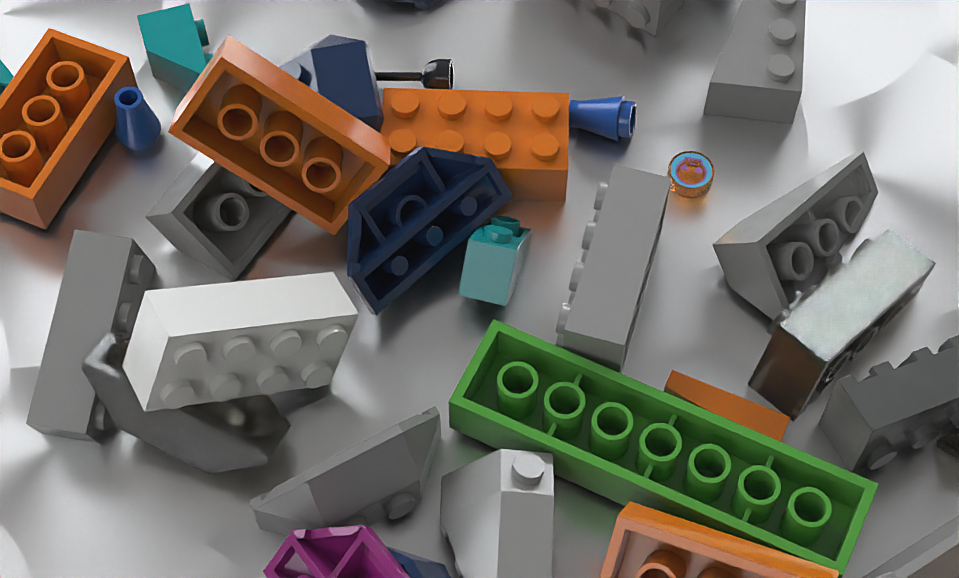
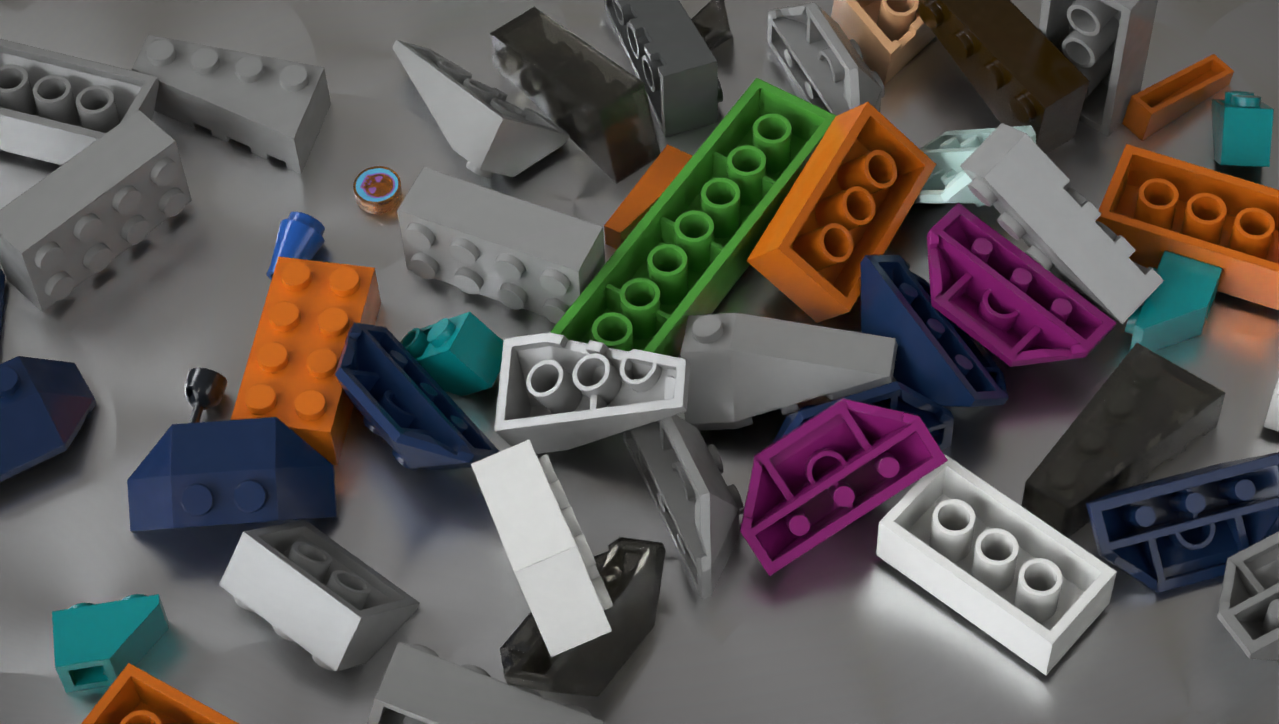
camera: 80 degrees left, 5 degrees down
(135, 121) = (197, 679): blue cone -> none
(280, 135) = (300, 490): orange brick -> none
(431, 357) = (582, 392): none -> light grey wedge

